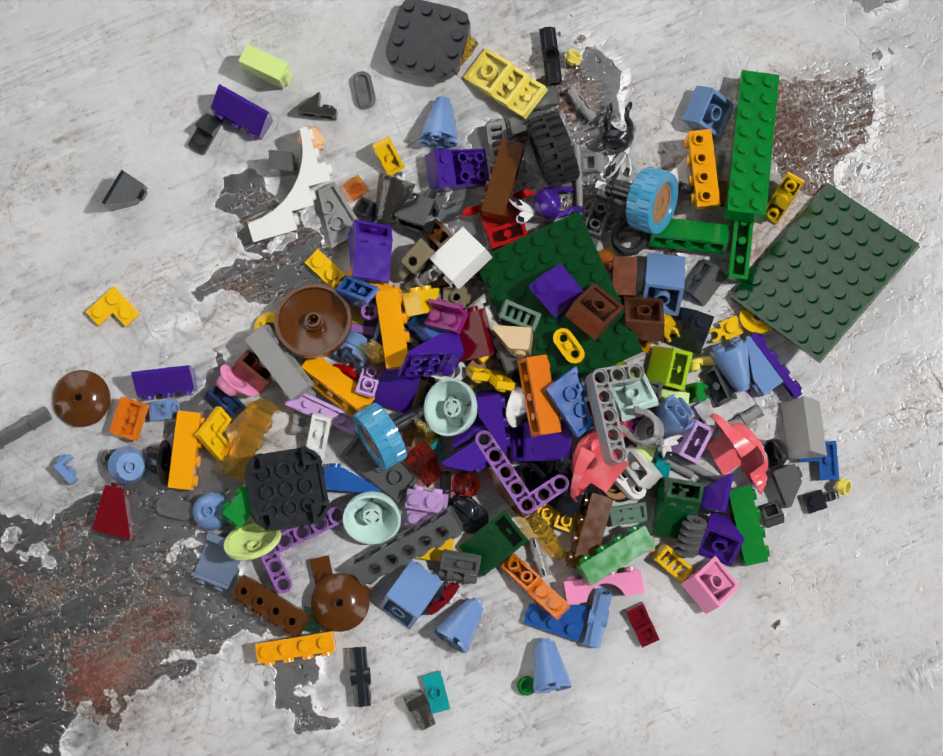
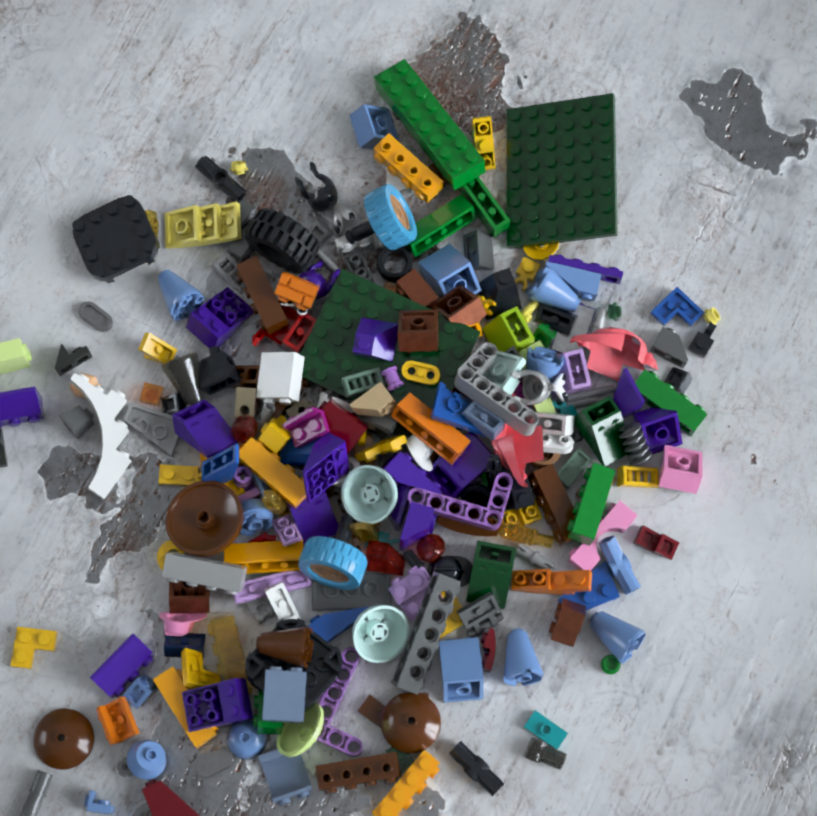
camera: 45 degrees left, 10 degrees down
(159, 460) = (169, 734): black piece -> none
(208, 470) = (217, 704): none -> dark purple slope
(259, 506) = (284, 695): none -> sand blue panel
(293, 471) = (287, 645): none -> reddish brown cone
(399, 276) = (244, 428): none -> clear red head
(520, 627) = (568, 622): none -> copper brick
(529, 199) = (296, 290): none -> orange brick
(543, 331) = (392, 378): none -> medium lavender bush
(581, 104) = (274, 196): light grey pin -> none
(584, 424) = (484, 420): none -> sand blue slope
(768, 419) = (614, 311): none -> clear green plate
(776, 452) = (642, 329): black hair -> none
(803, 428) = (645, 297): light grey slope -> none

